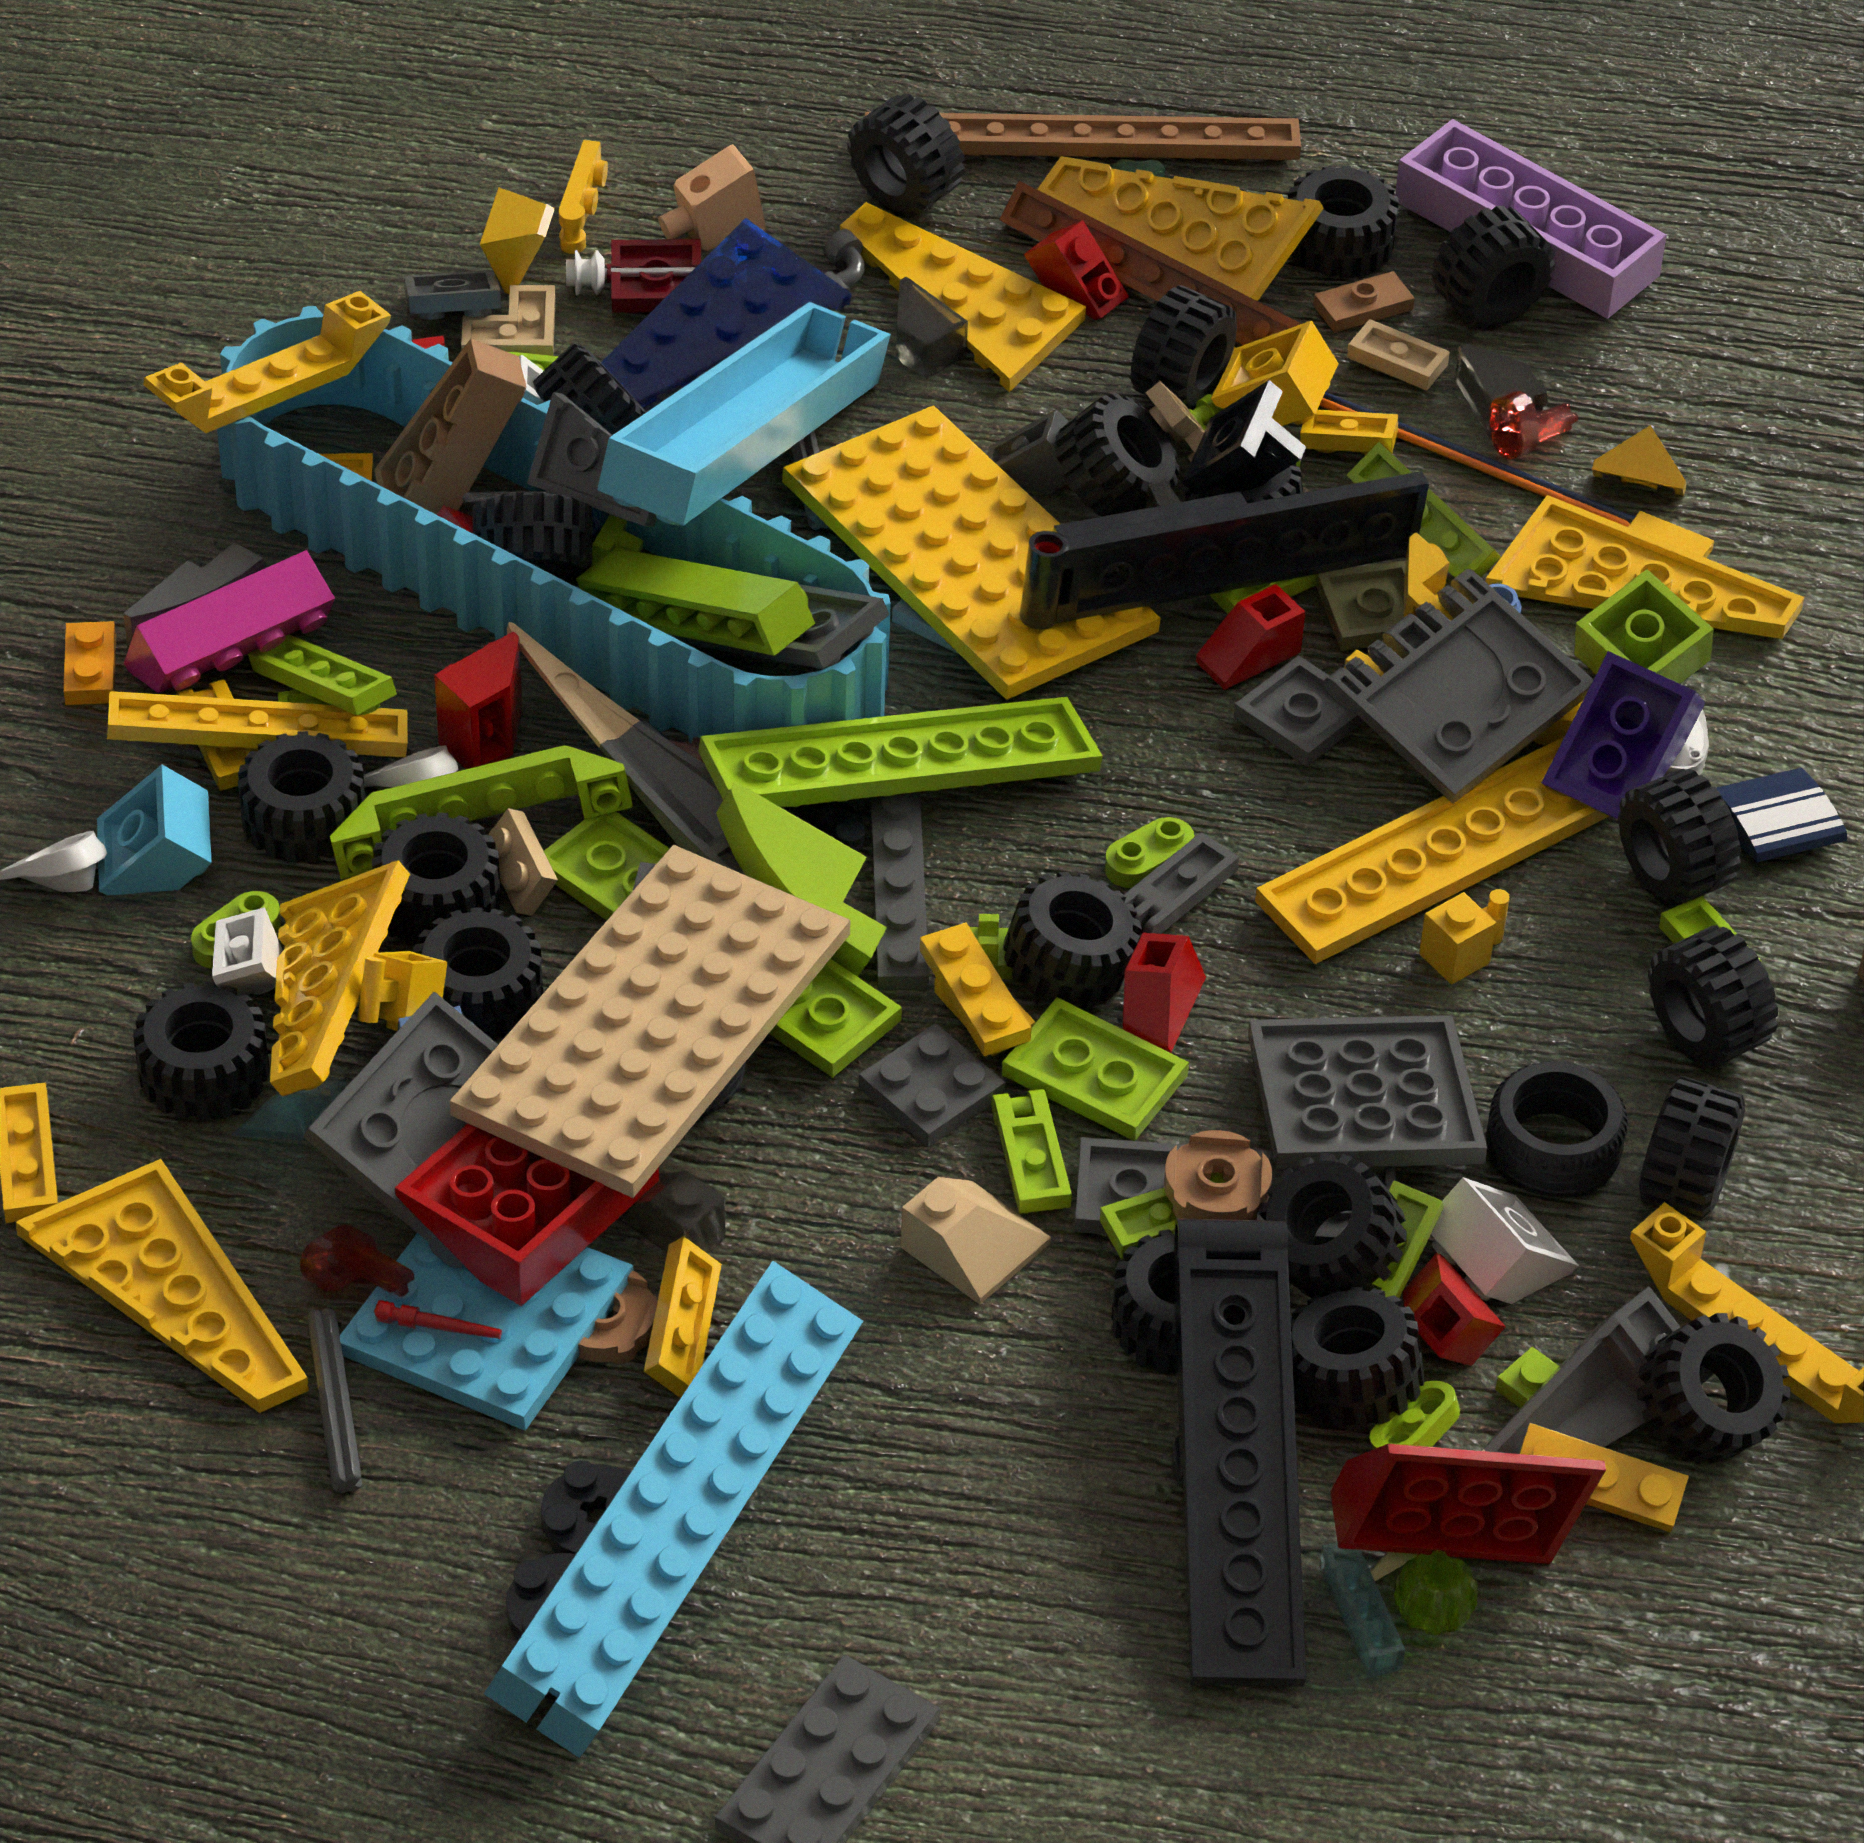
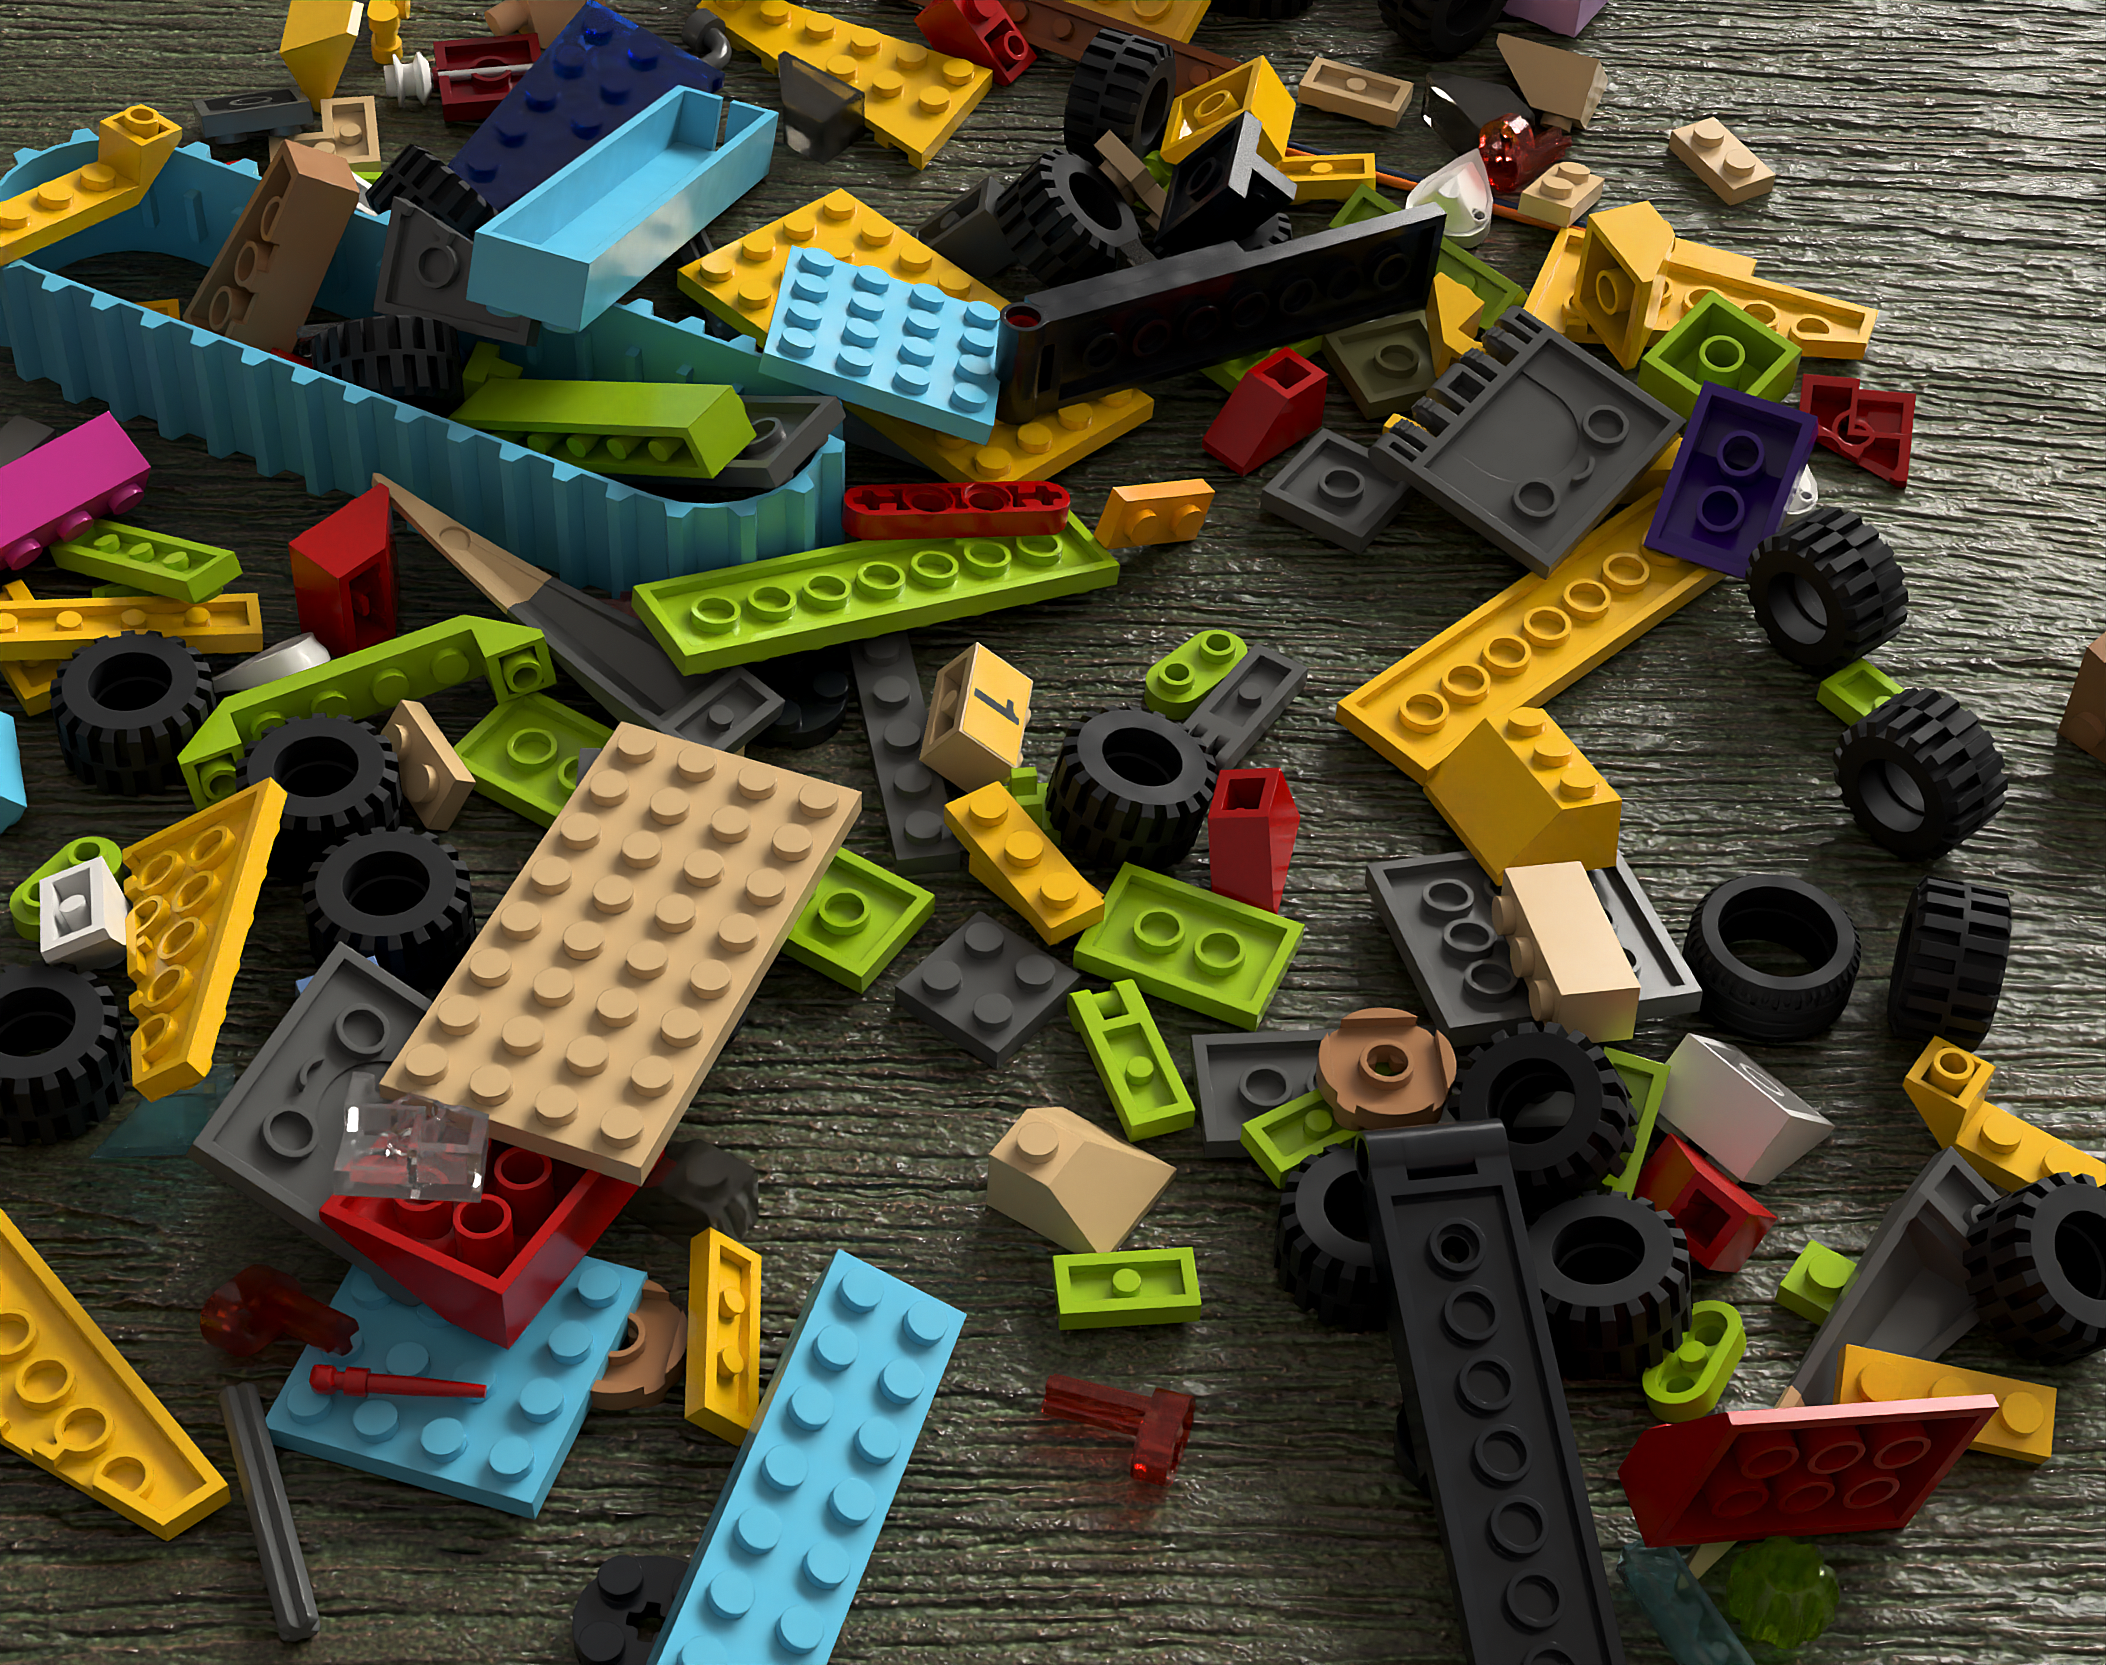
camera: 10 degrees left, 0 degrees up
(398, 985) = (290, 938): yellow brick -> none
(466, 1149) = (410, 1146): none -> clear slope
(801, 862) = (778, 724): lime slope -> none
(921, 692) = (1012, 507): none -> red beam
(935, 553) = (884, 344): none -> medium azure plate
(961, 871) = (977, 720): none -> brick
(992, 1319) = (1126, 1288): none -> lime plate
(995, 1419) = (1158, 1422): none -> clear red piece
(1139, 715) = (1154, 513): none -> light orange plate
(1363, 300) = (1302, 39): medium nougat plate -> none
(1380, 1104) = (1566, 951): none -> tan brick
(1387, 982) = (1526, 796): none -> yellow slope
(1457, 462) = (1463, 194): none -> white piece
(1461, 934) = (1604, 724): yellow brick -> none
(1554, 466) = (1561, 194): none -> tan plate
(1573, 364) = (1556, 82): none -> tan slope
(1579, 550) = (1624, 276): none -> yellow slope
(1641, 461) = (1663, 179): yellow slope -> none
(1709, 446) = (1721, 161): none -> tan plate
(1762, 696) = (1862, 424): none -> red slope
(1782, 815) = (1936, 553): dark blue slope -> none

